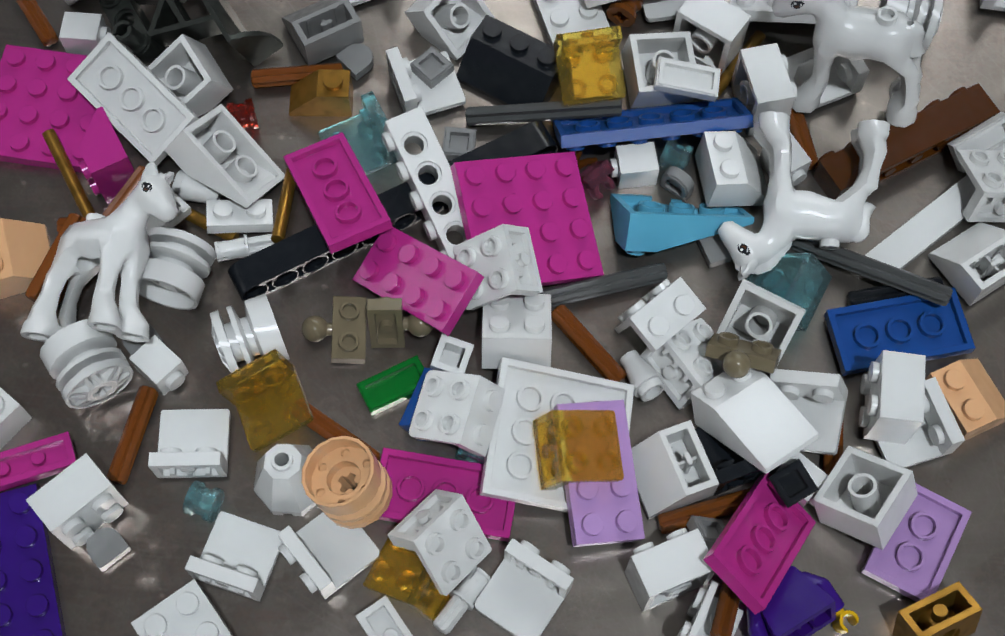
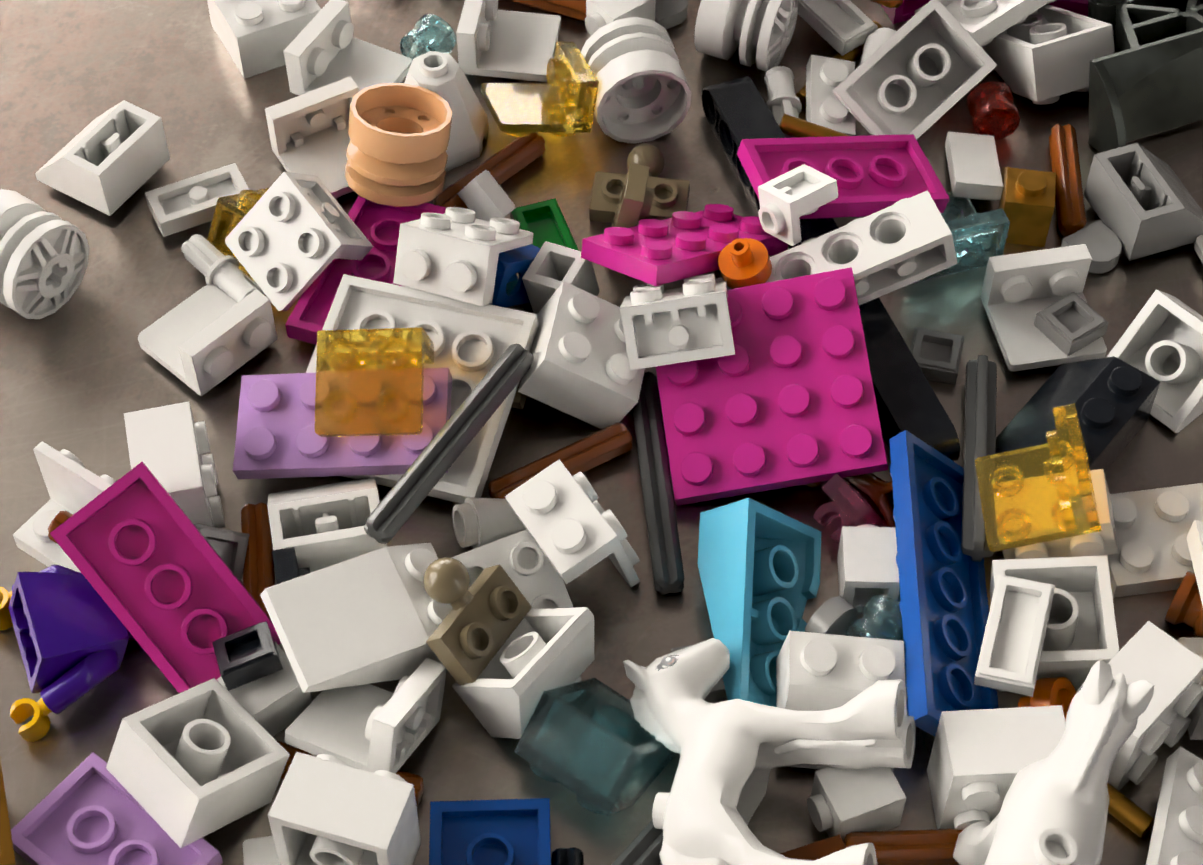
camera: 100 degrees right, 15 degrees down
(296, 126) = (973, 166): none -> white tile
(374, 422) = (486, 197): none -> white tile
(391, 203) = (792, 196): none -> white bracket
(443, 241) = (744, 263): none -> orange tile
(619, 390) = (448, 444): none -> dark grey axle

